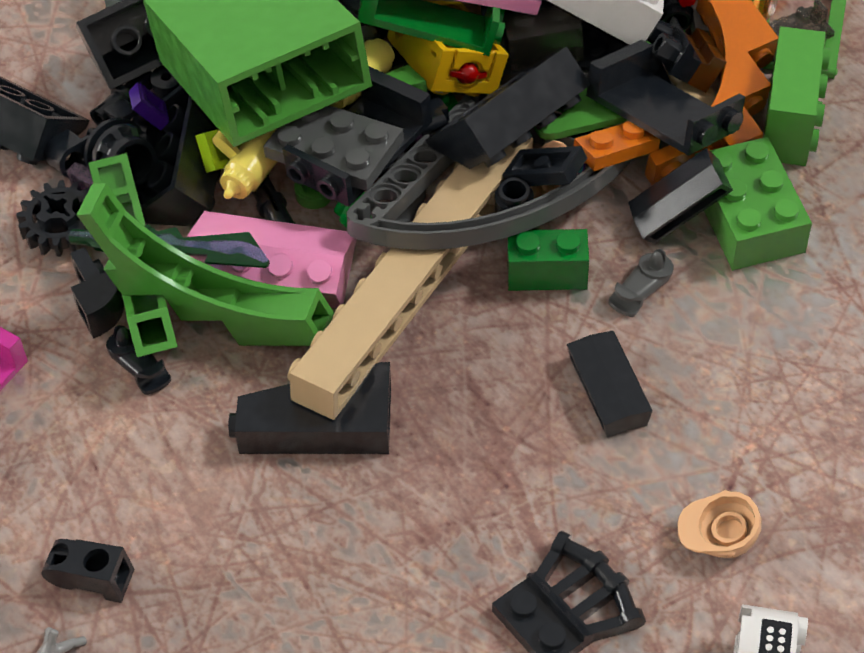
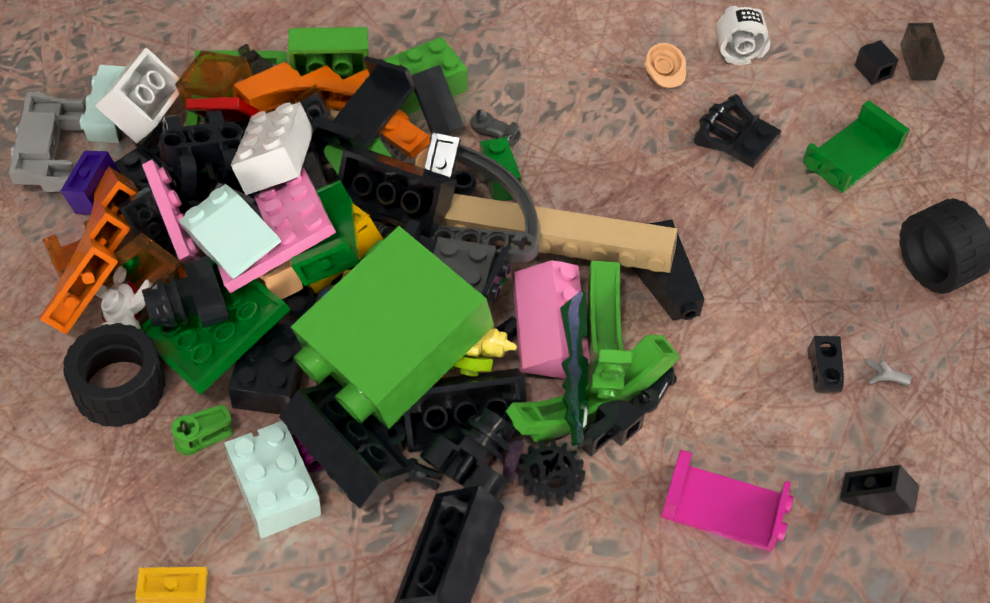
camera: 110 degrees left, 0 degrees up
(149, 106) = (433, 429): dark purple tile -> none
(610, 383) = (581, 131): black piece -> none

